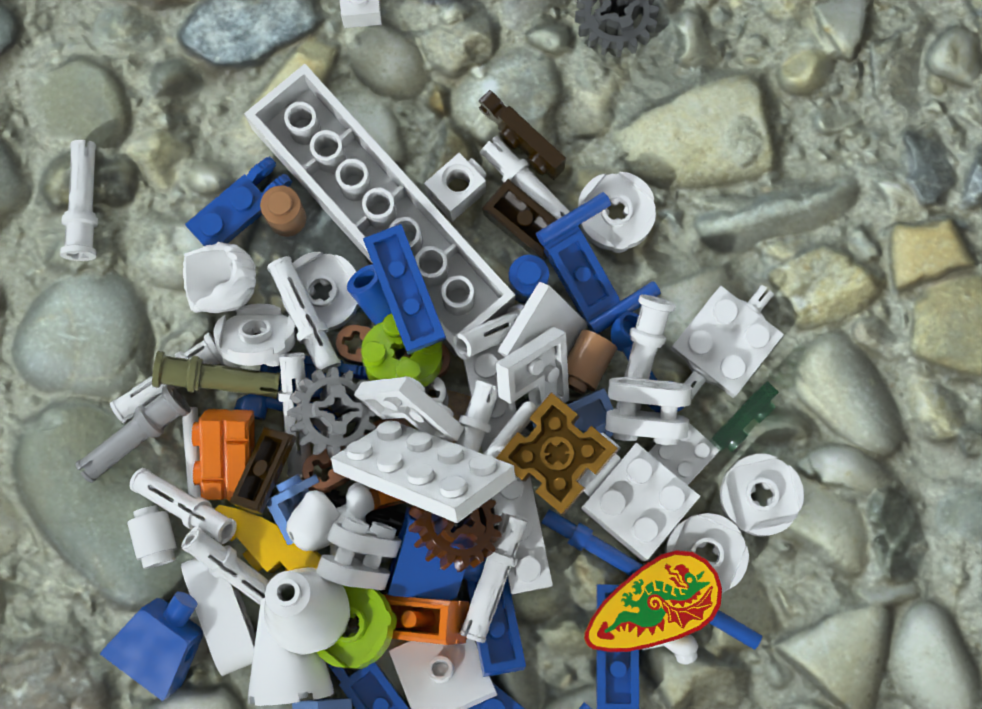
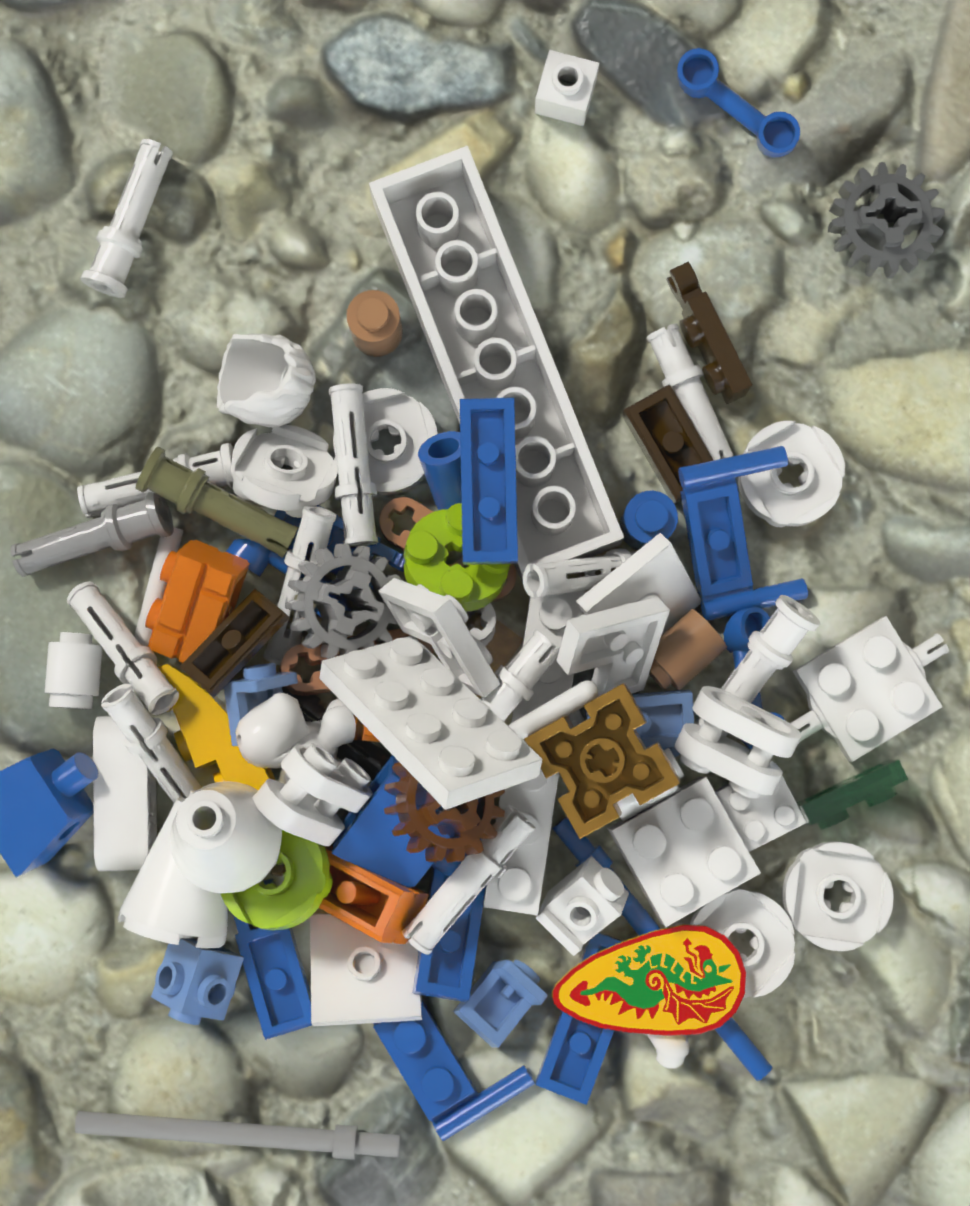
camera: 20 degrees right, 5 degrees up
(234, 207) = (317, 295): blue hinge -> none
(453, 202) = (589, 389): white brick -> none
(549, 659) = (500, 1000): none -> medium blue bracket
(570, 574) = (582, 904): none -> white brick

